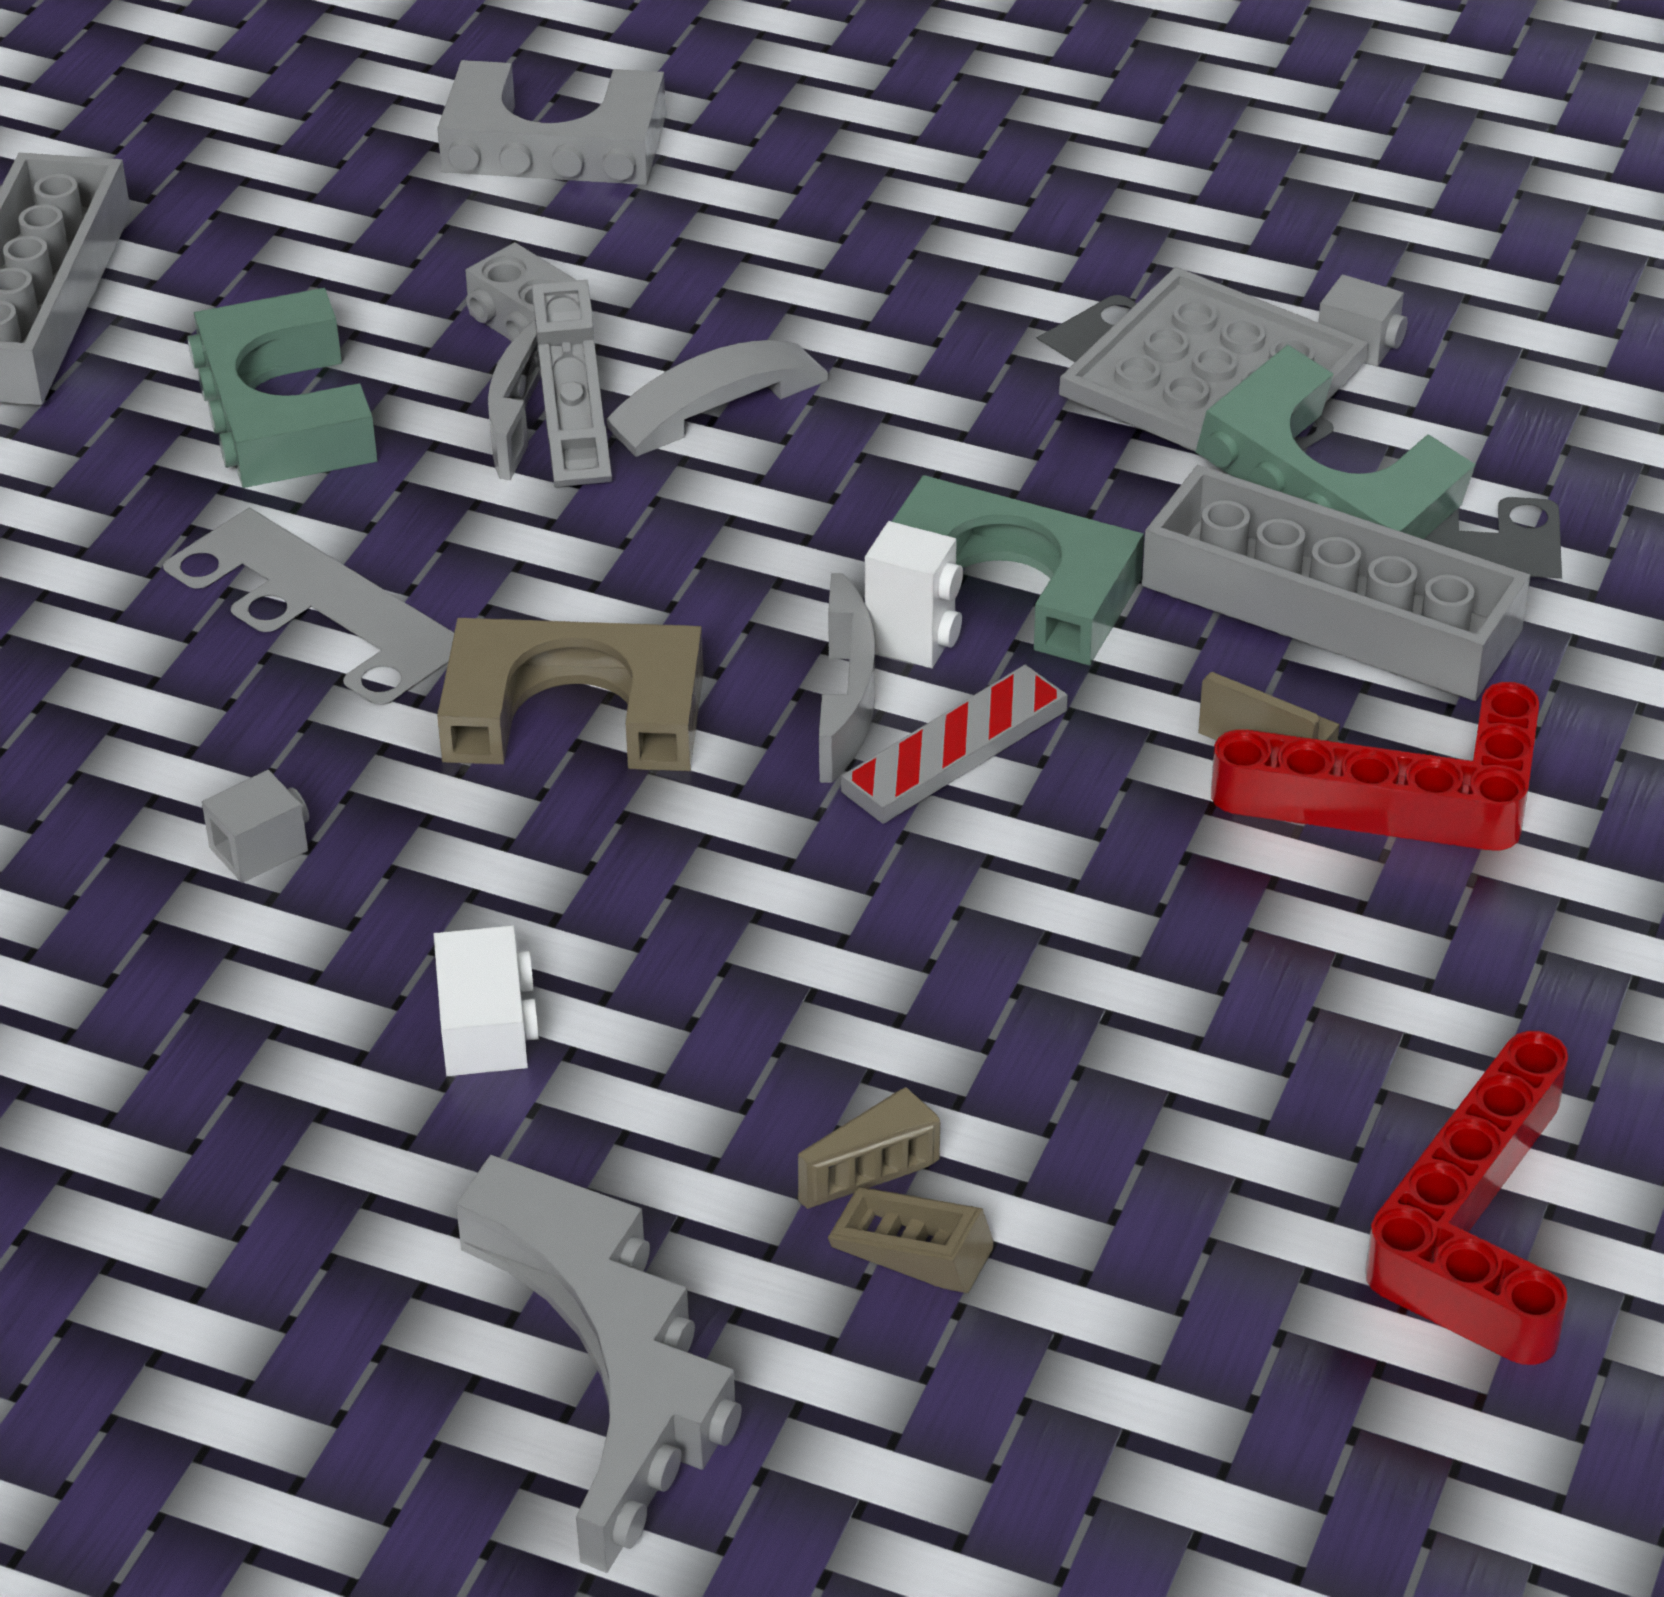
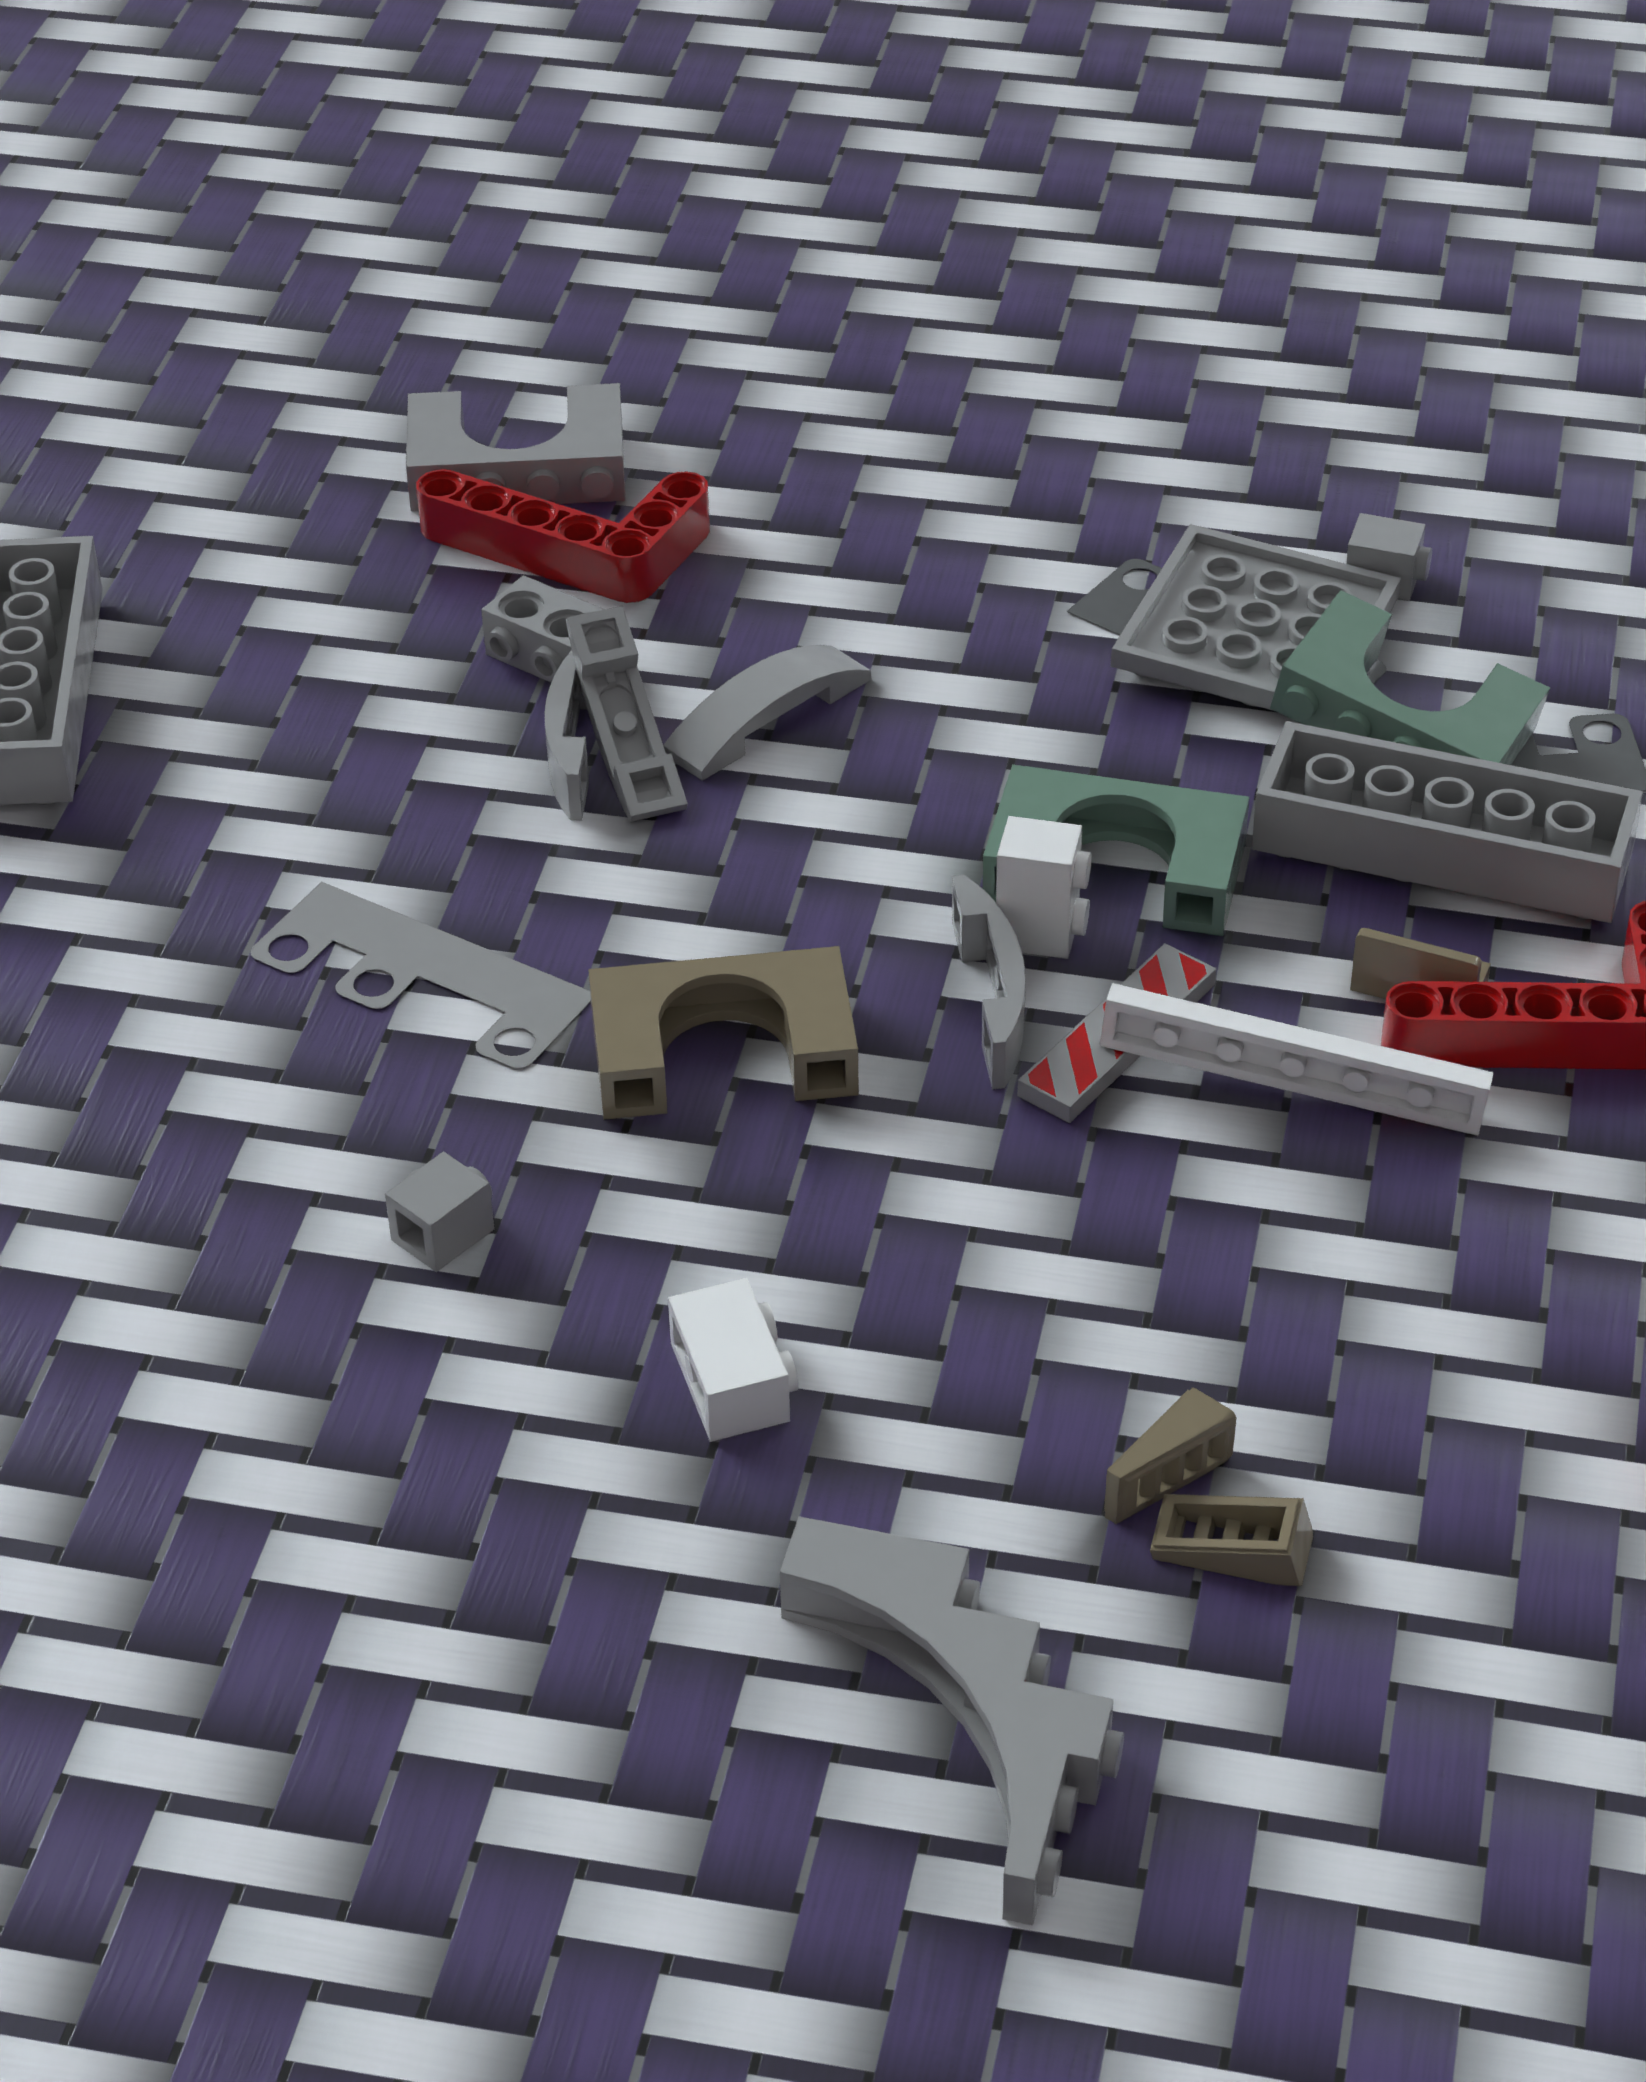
camera: 10 degrees left, 0 degrees up
(277, 434) = (320, 803): sand green arch -> none
(576, 222) = (565, 544): none -> red beam
(1113, 790) = (1295, 1059): none -> white plate

